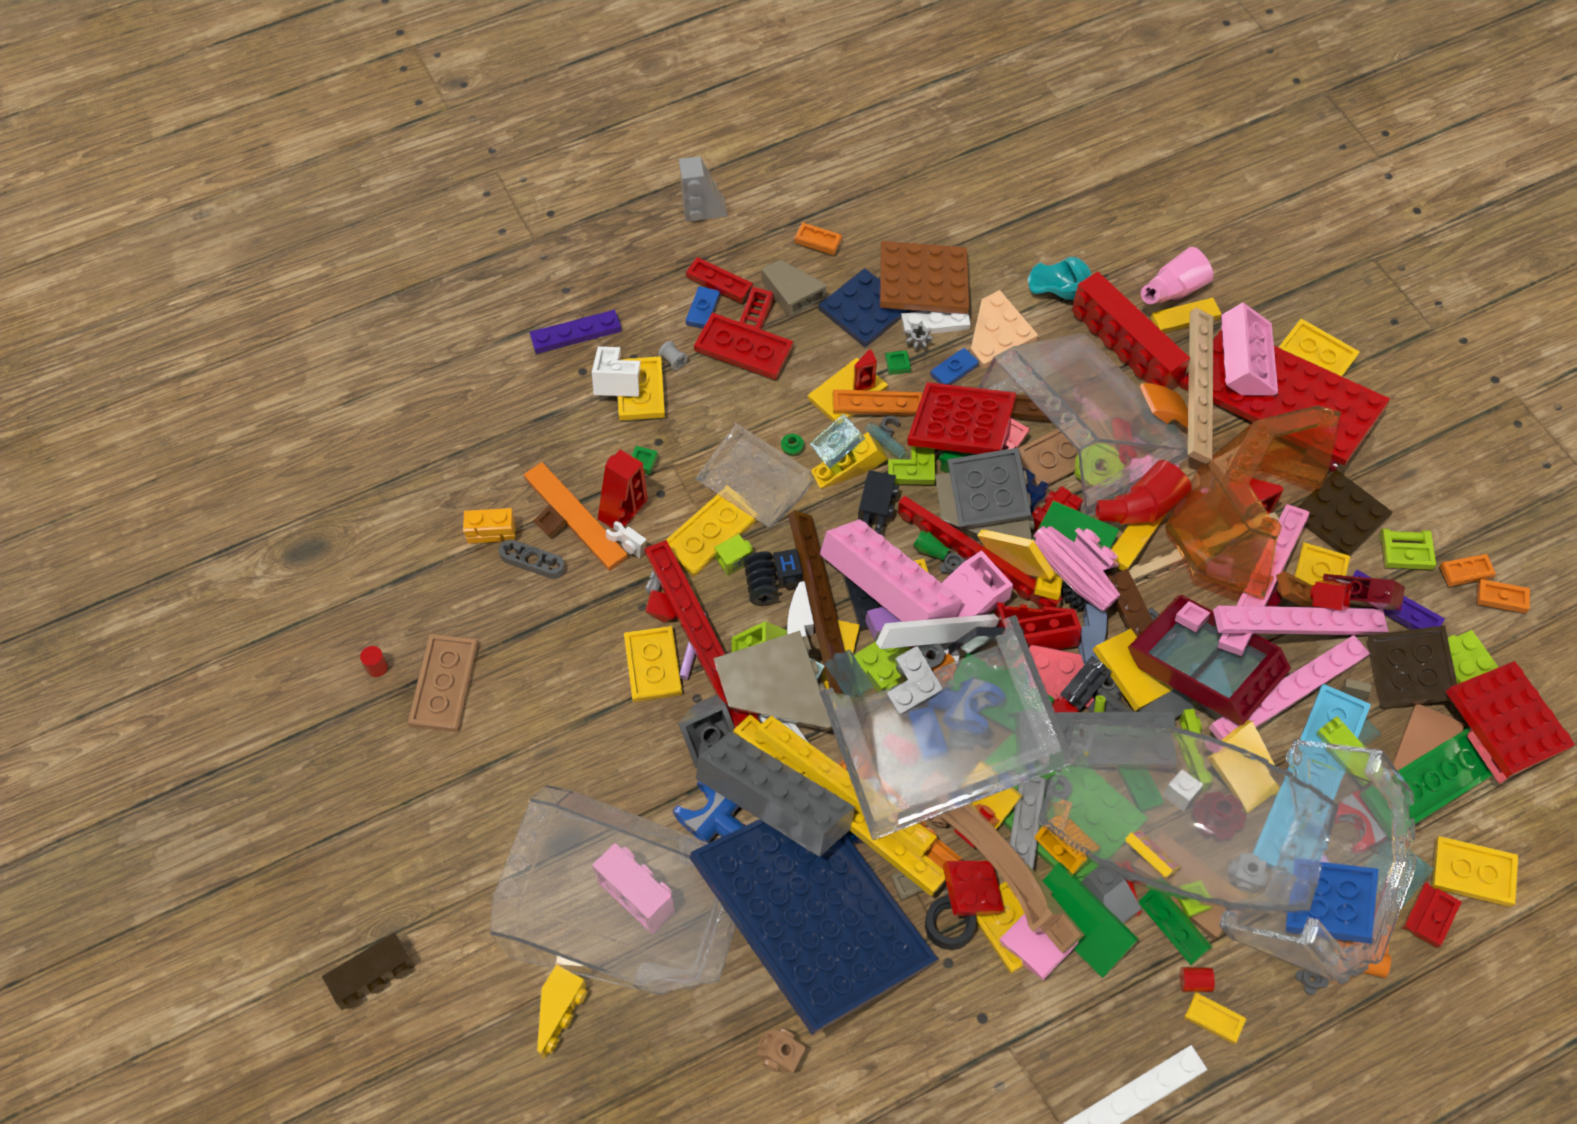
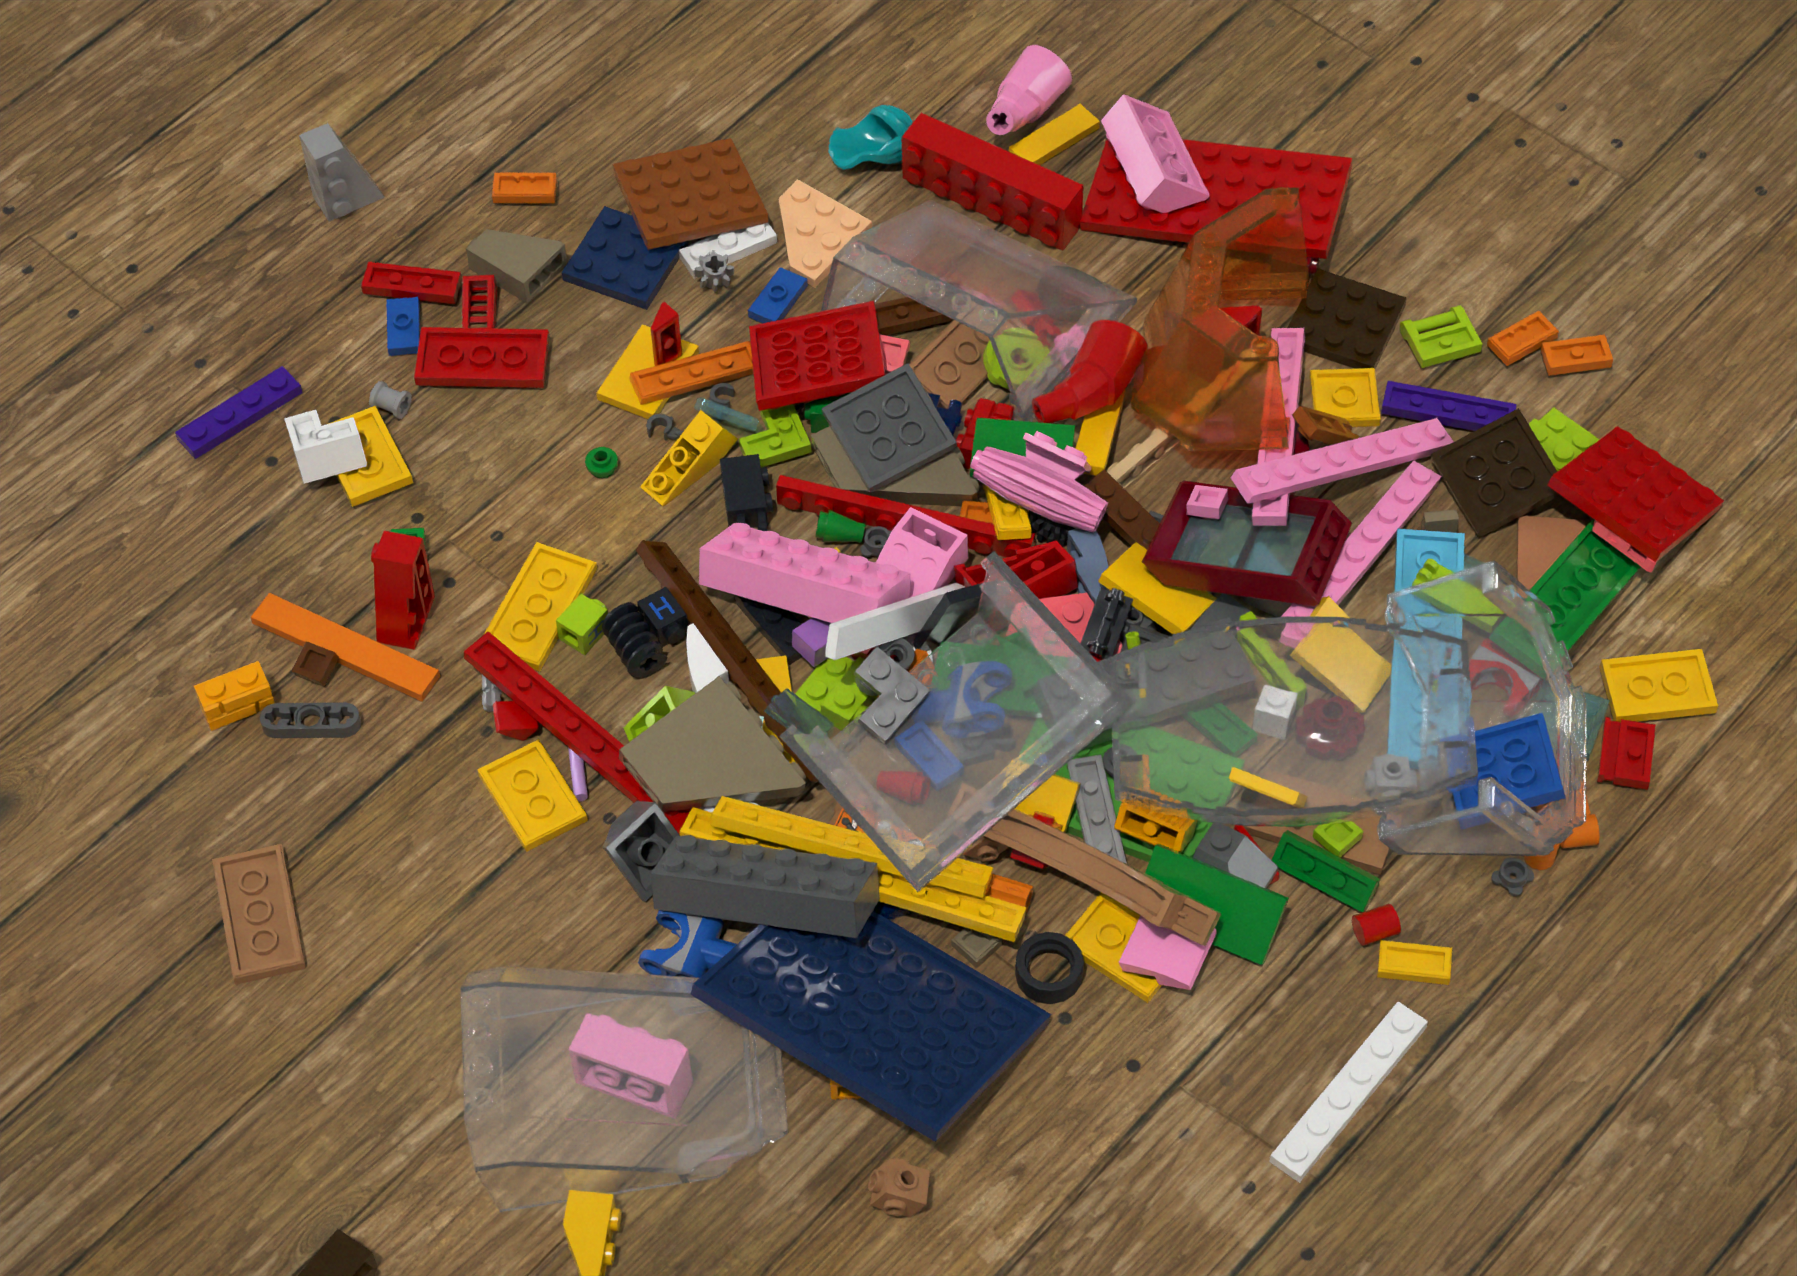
camera: 20 degrees left, 5 degrees down
(373, 661) = (152, 917): red piece -> none
(631, 540) = (436, 649): white plate -> none
(755, 476) = (571, 515): clear slope -> none
(837, 441) = (662, 435): clear light blue tile -> none
(897, 362) = (699, 314): green tile -> none
(972, 888) = (1061, 913): red plate -> none
(1018, 552) = (958, 493): yellow tile -> none
(1165, 403) = (1074, 254): orange slope -> none
(1200, 386) = (1108, 217): tan plate -> none
(1319, 348) = (1240, 124): yellow plate -> none
(1331, 594) = (1368, 418): red brick -> none
(1372, 591) = (1405, 402): dark red slope -> none

